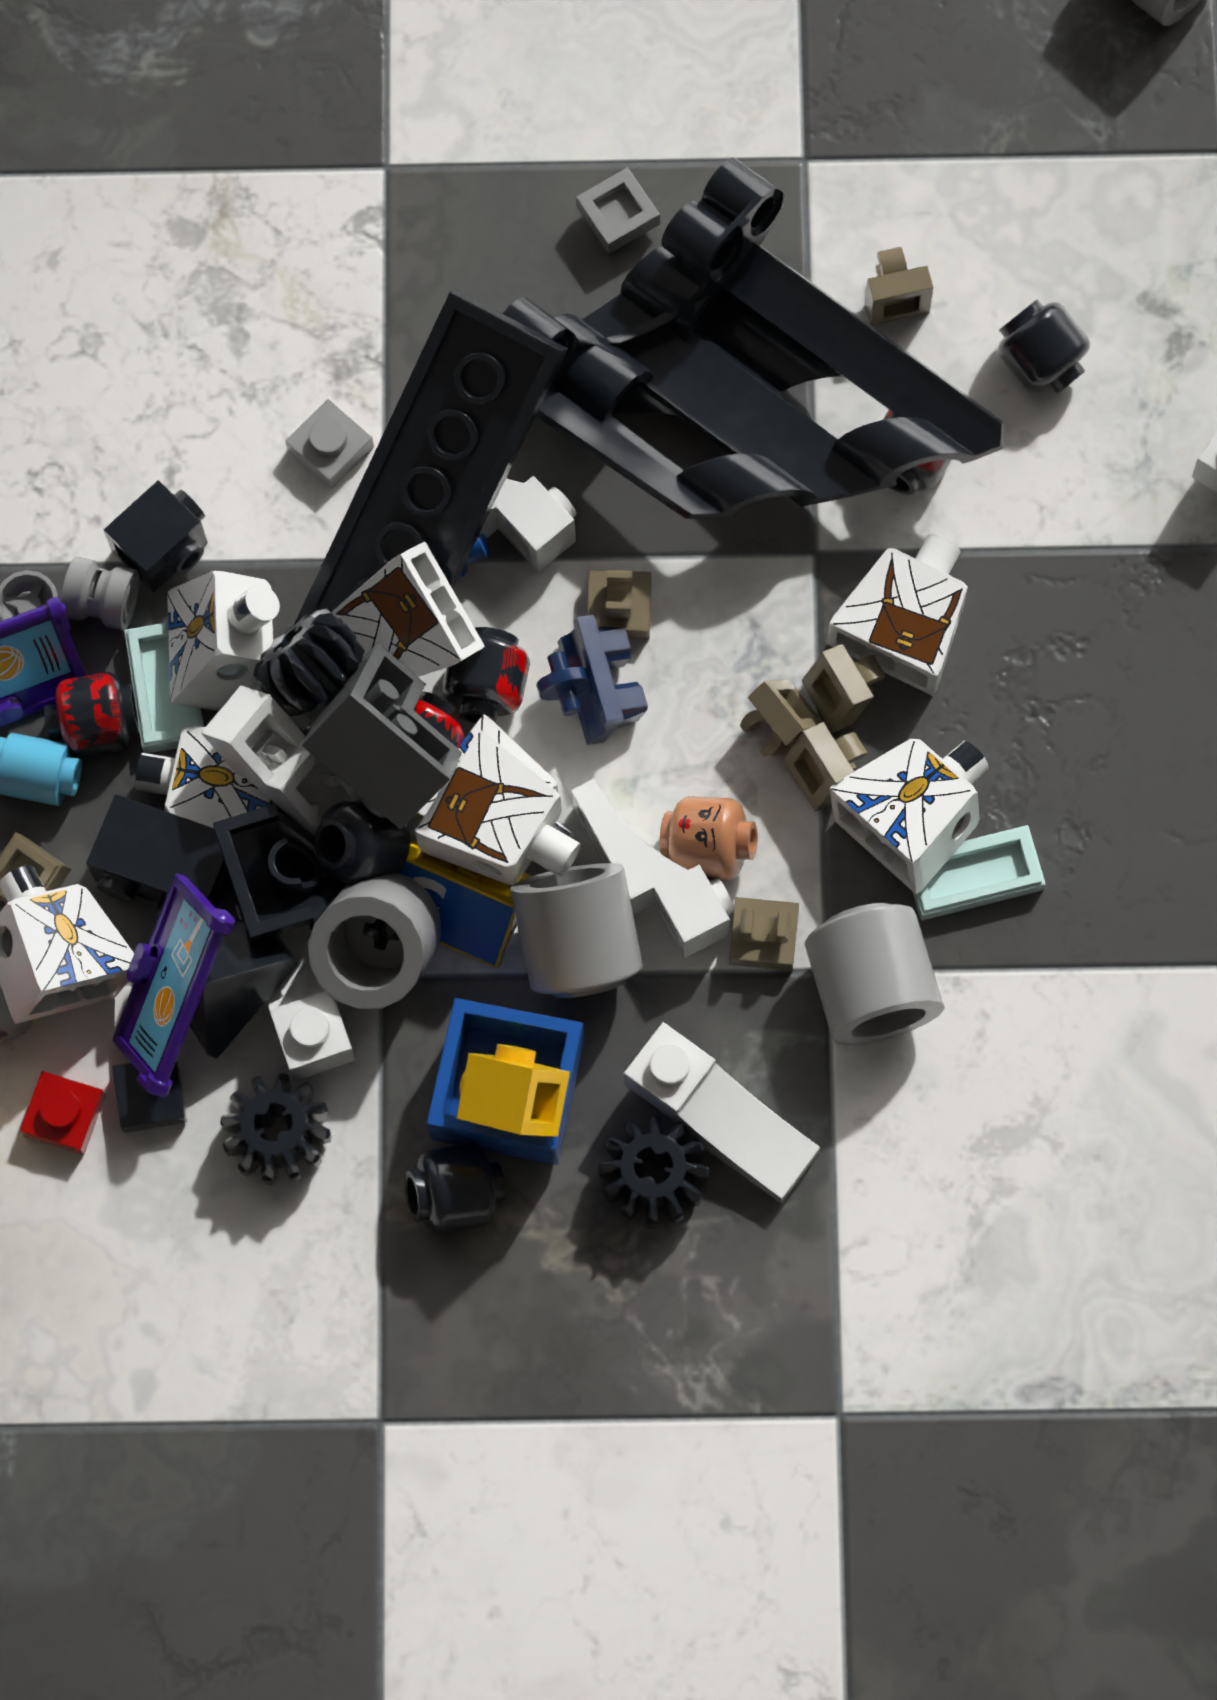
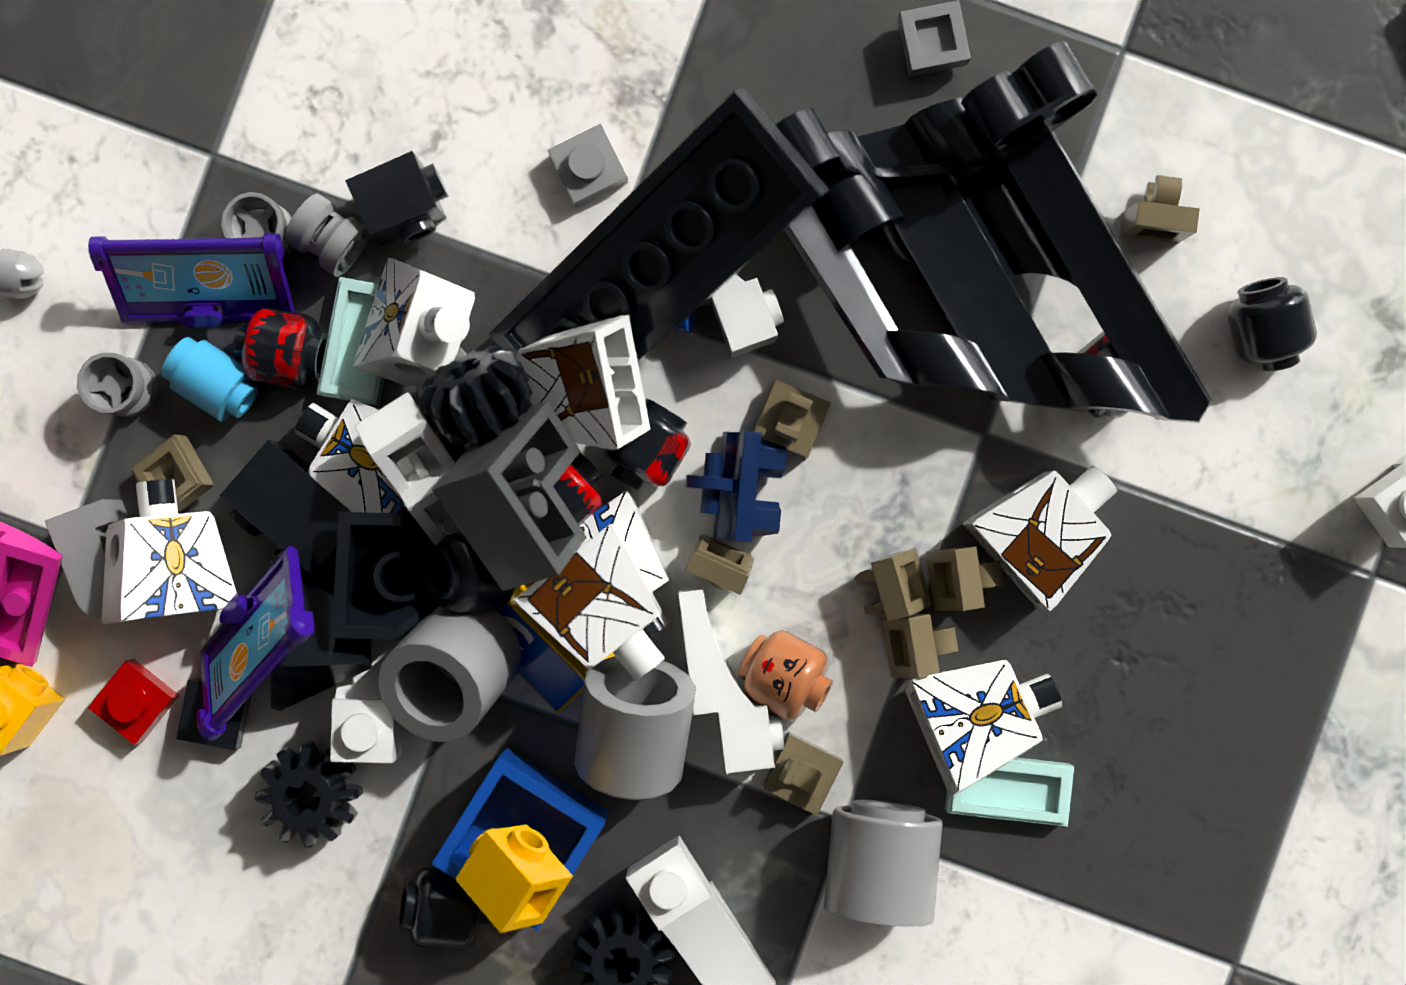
camera: 20 degrees right, 15 degrees up
(602, 761) = (720, 564): none -> dark tan tile

